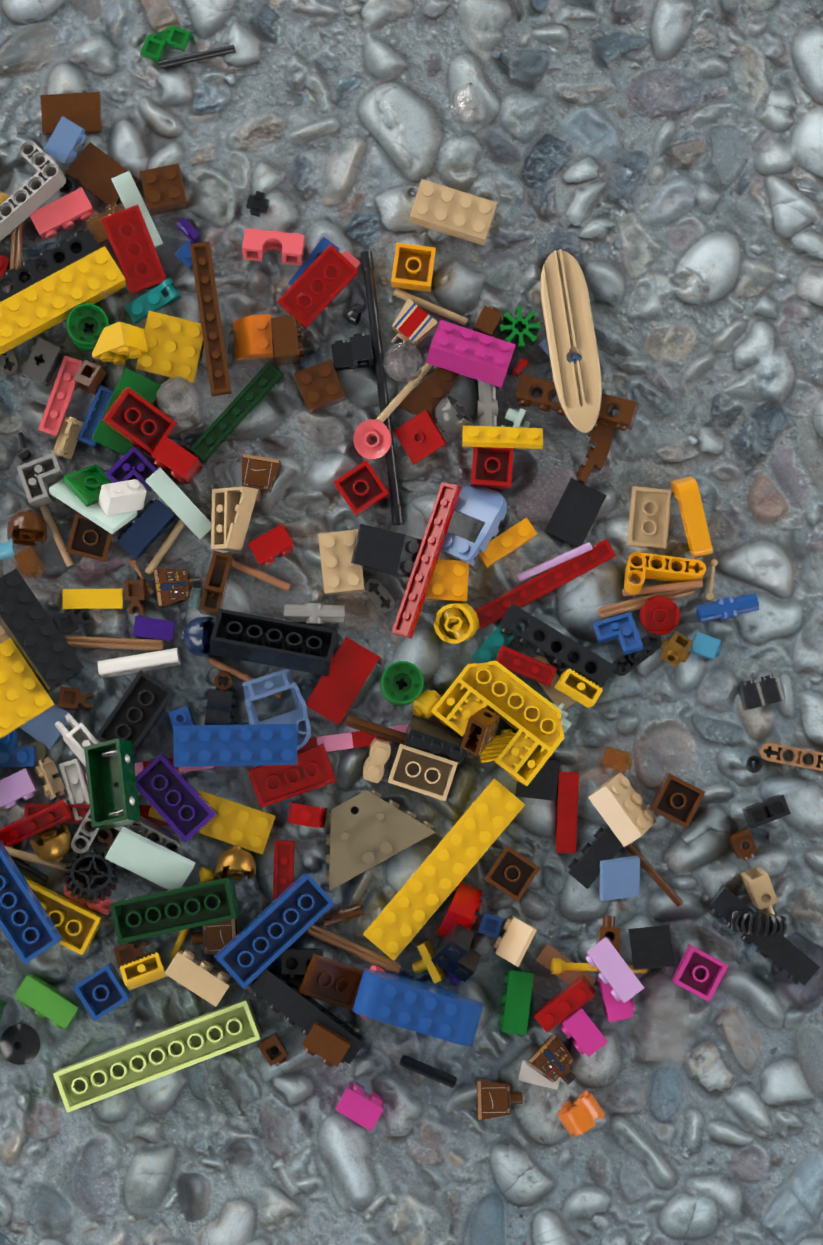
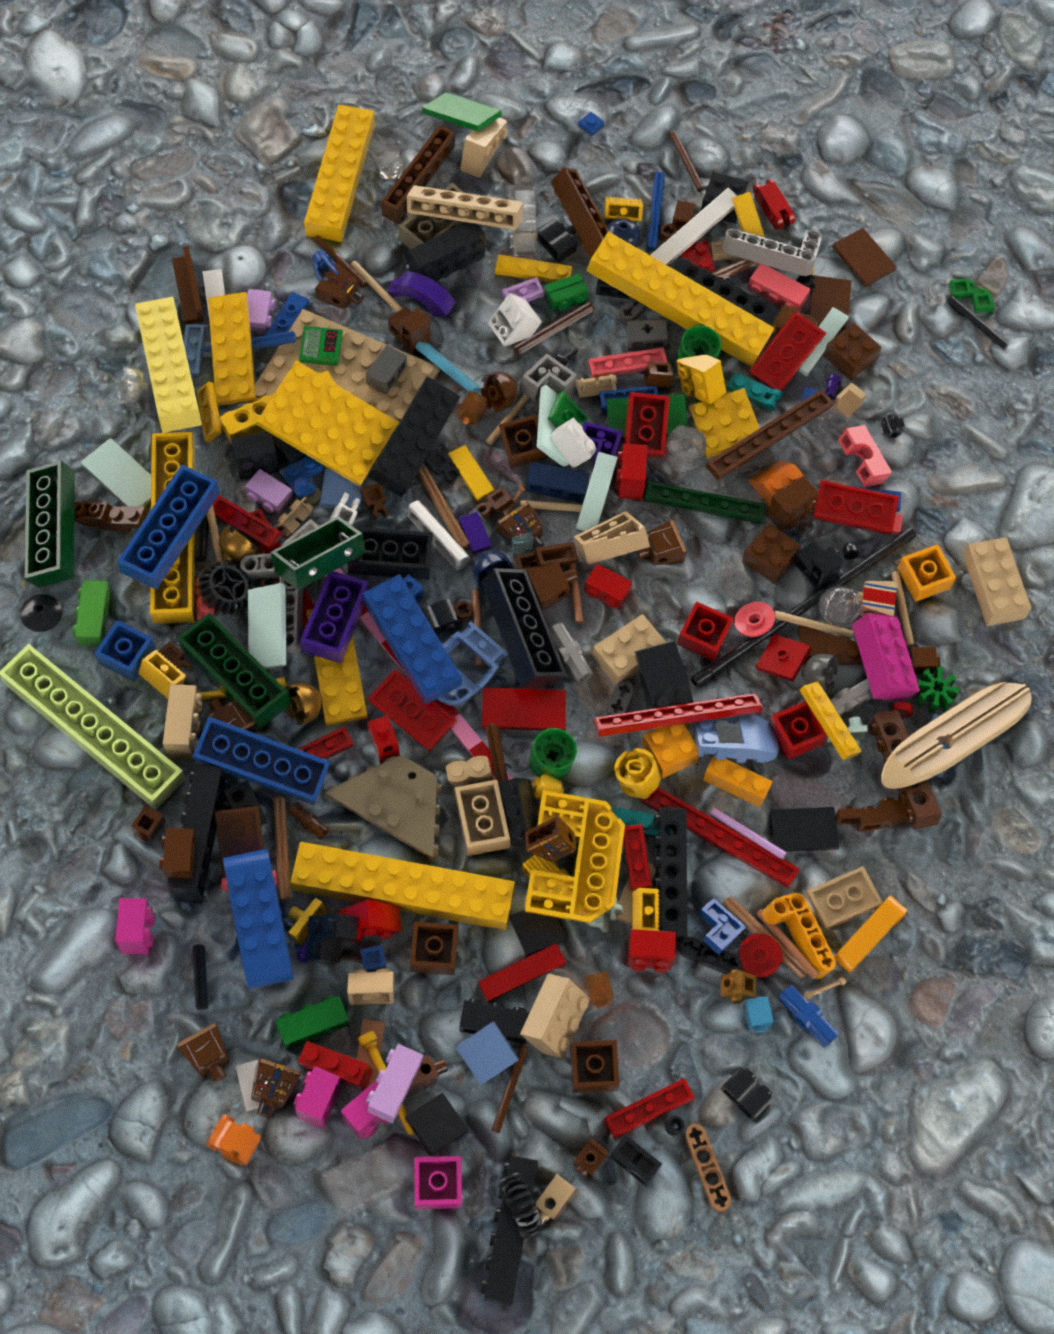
camera: 55 degrees right, 20 degrees down
(65, 140) = (839, 259): medium blue brick -> none
(211, 223) = (849, 400): none -> tan panel
(241, 592) = (551, 583): none -> reddish brown torso
(611, 701) = (651, 950): none -> red brick
(728, 775) = (649, 1108): none -> red tile

